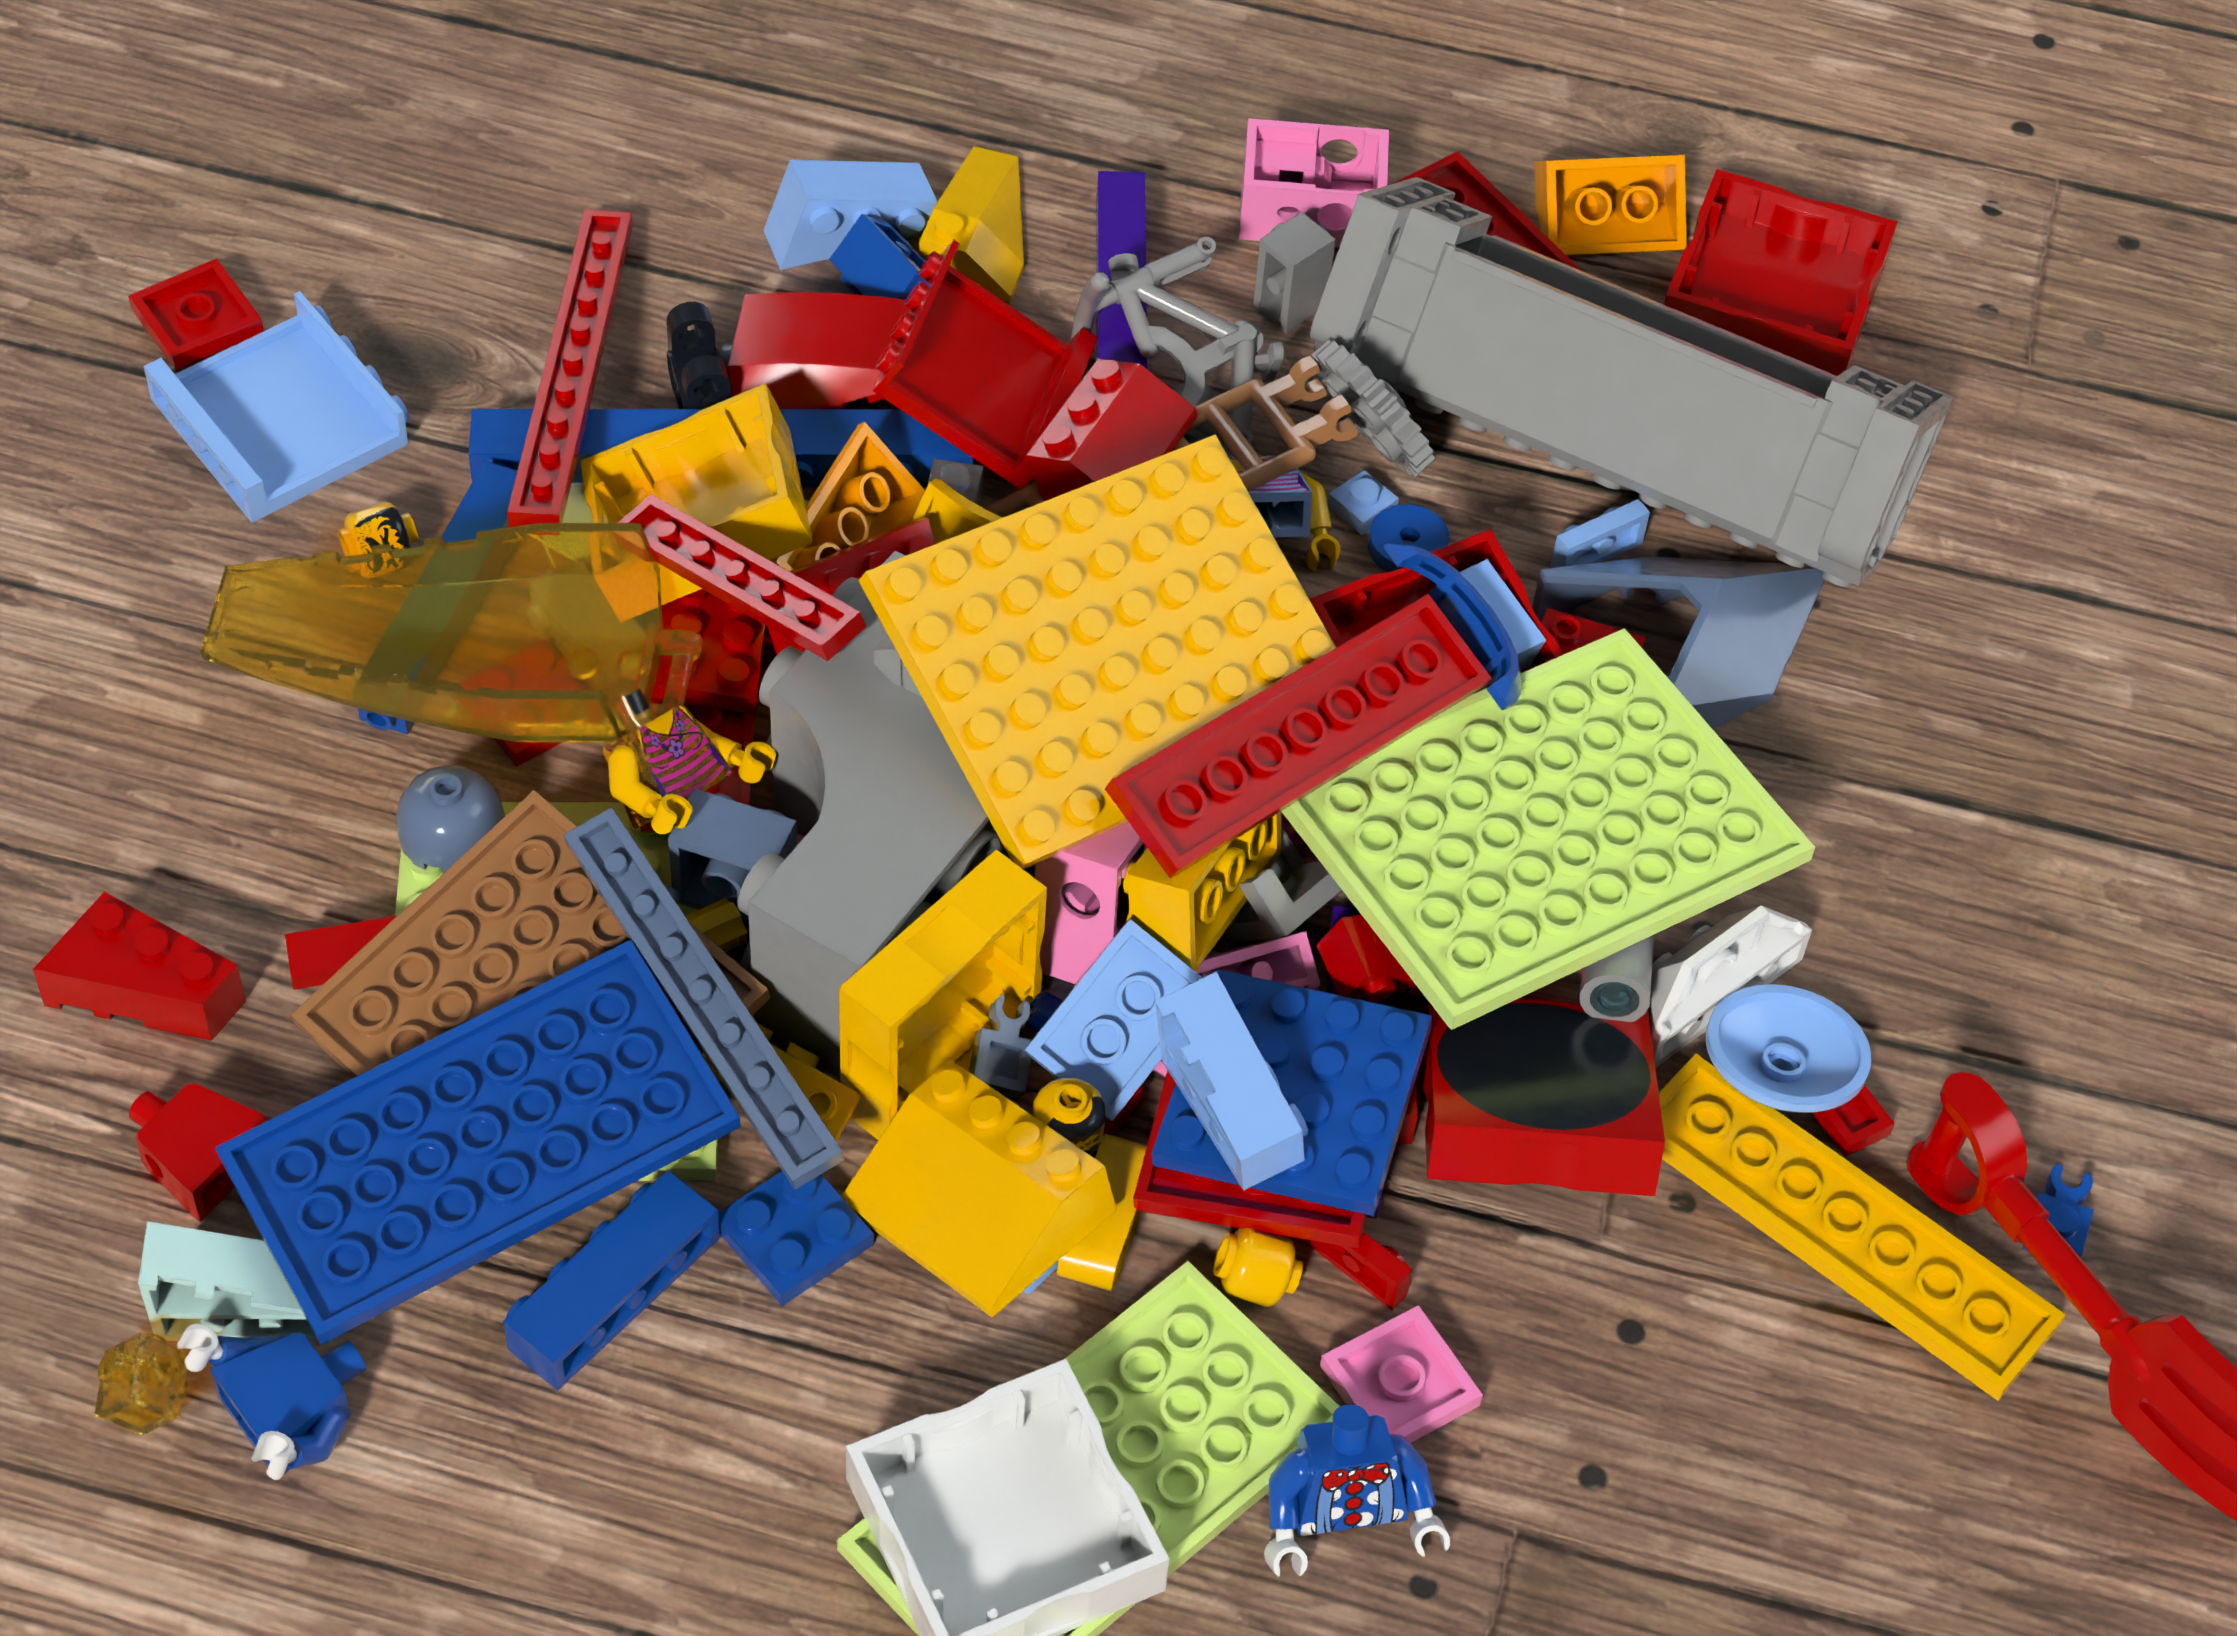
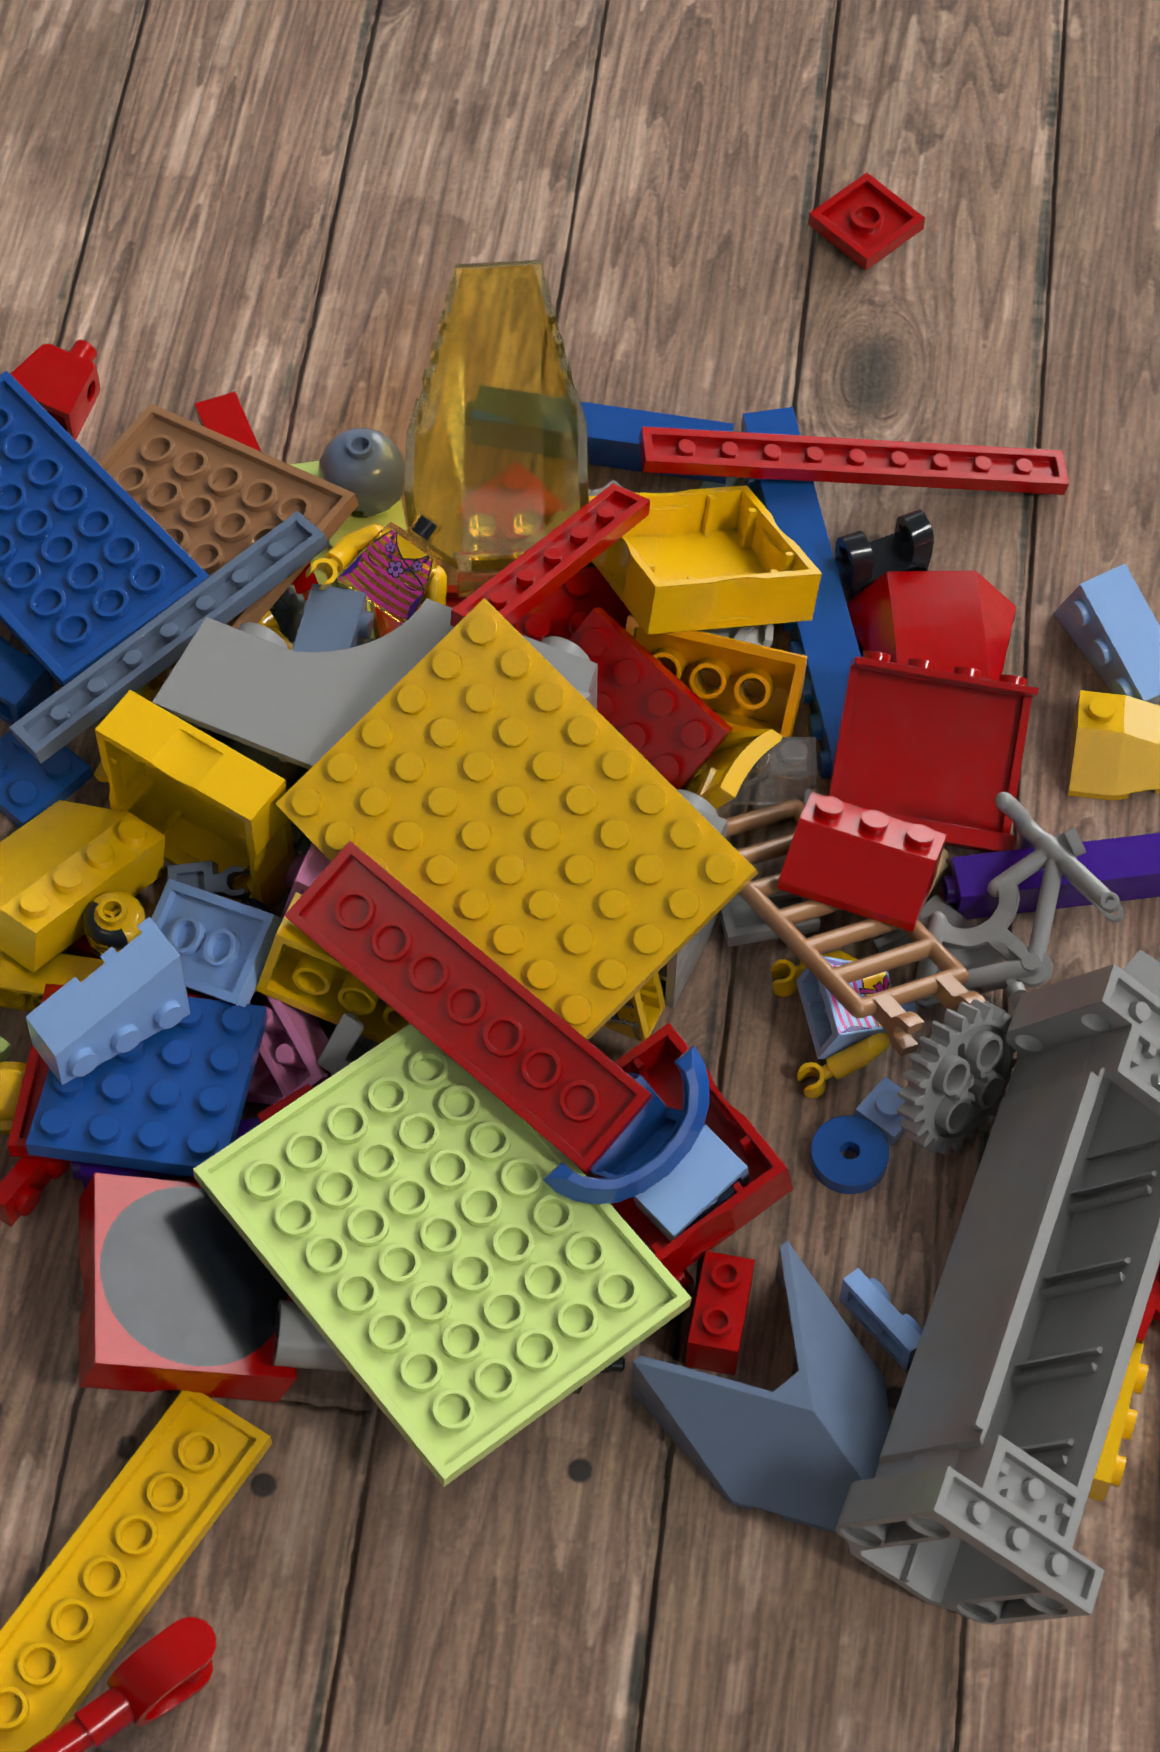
camera: 85 degrees right, 5 degrees up
(140, 970) = (202, 321): red wedge -> none
(281, 411) = (774, 293): light blue panel -> none
(376, 526) = (650, 379): yellow head -> none
(877, 260) = (1060, 671): blue brick -> none
(1718, 960) = (356, 1445): white wedge -> none
(1788, 1048) = (278, 1478): light blue dish -> none
(1856, 1123) = (221, 1586): red plate -> none

